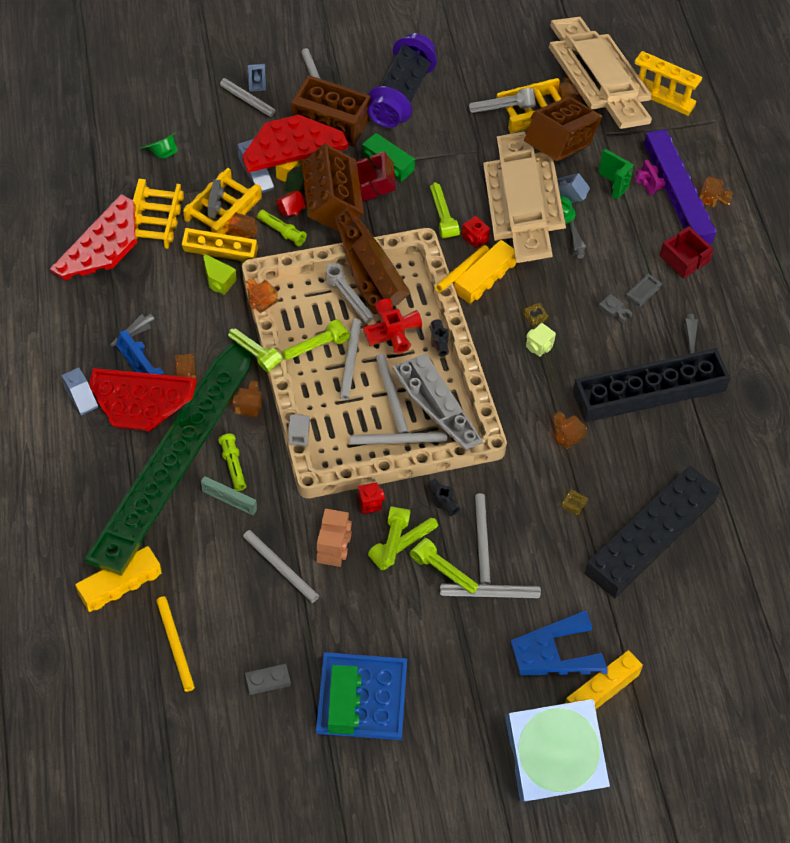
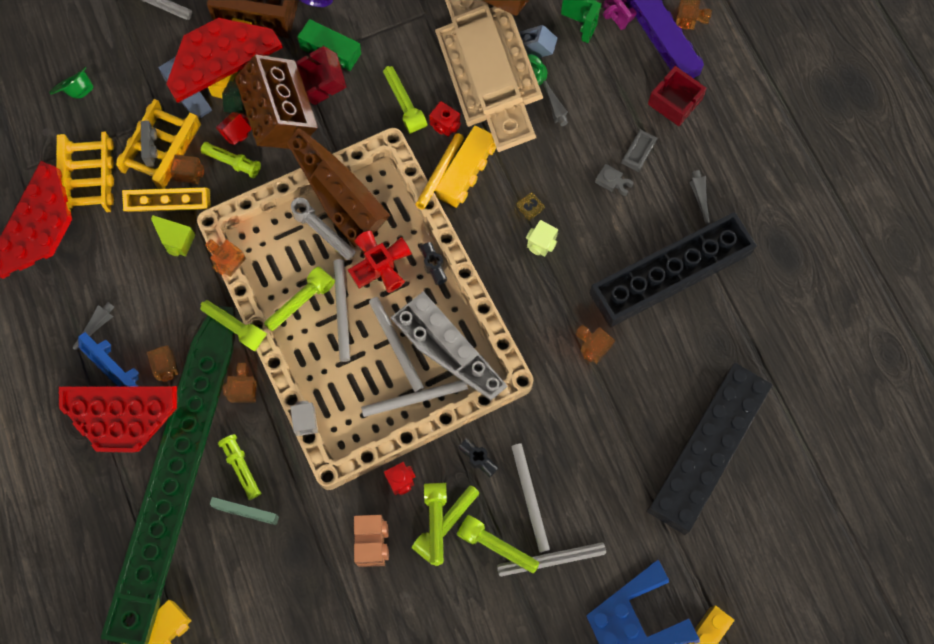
camera: 10 degrees left, 15 degrees up
(79, 391) = (50, 418): slope -> none
(285, 570) = (320, 582): light grey piece -> none
(574, 502) = (619, 429): clear yellow tile -> none

